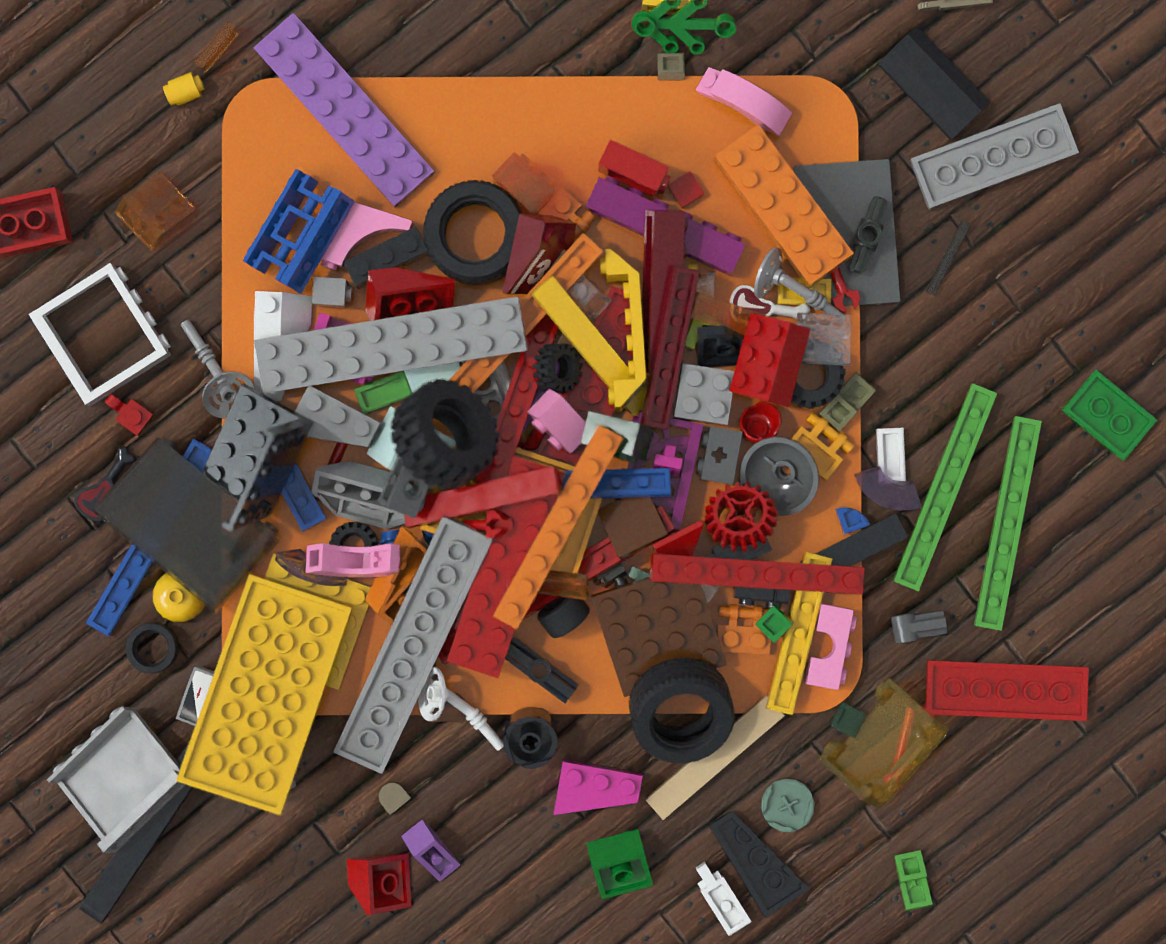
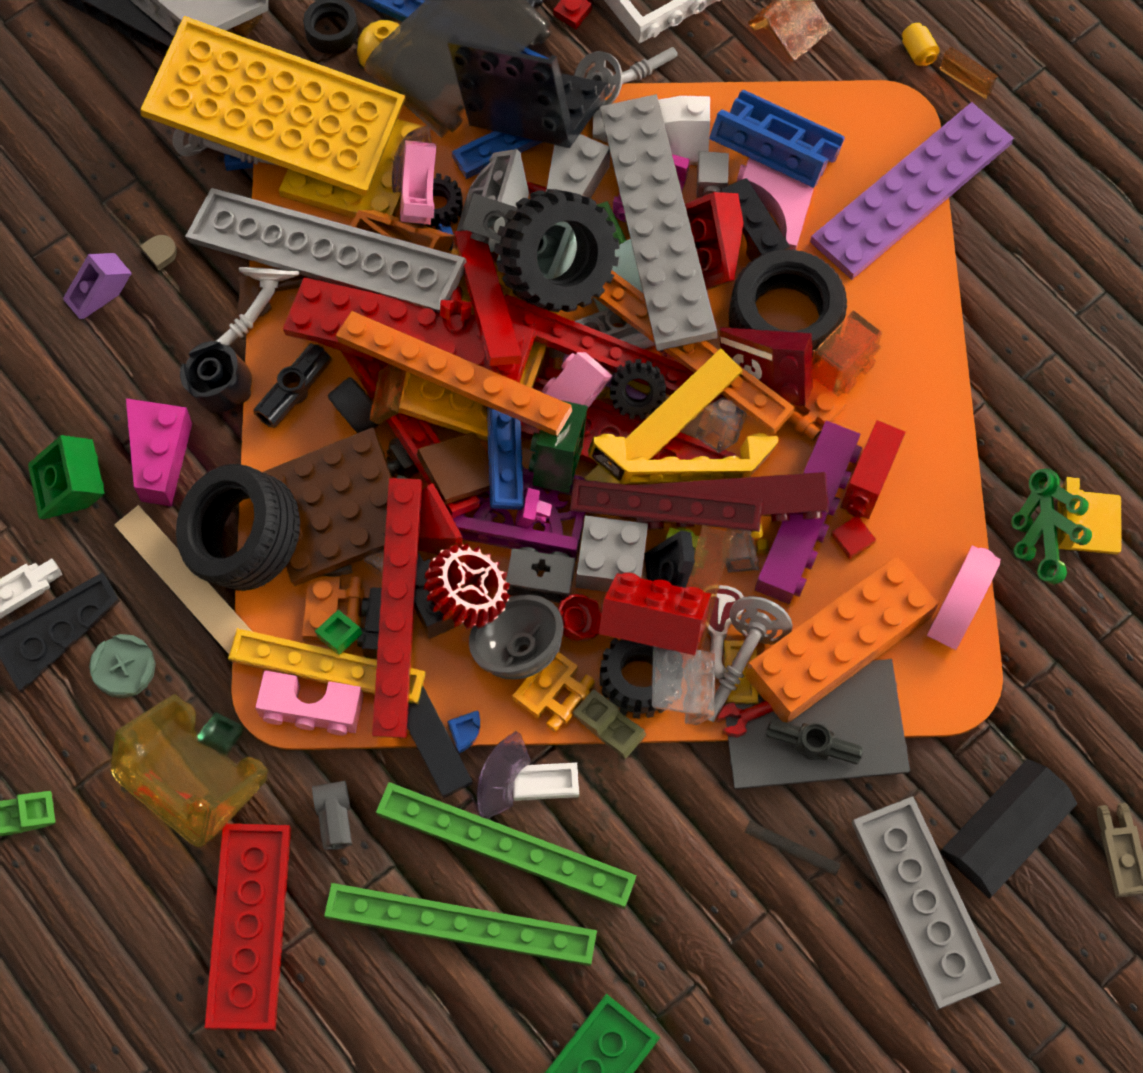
camera: 85 degrees right, 20 degrees down
(380, 882) = (63, 235): red slope -> none
(670, 66) = (996, 522): dark tan tile -> none

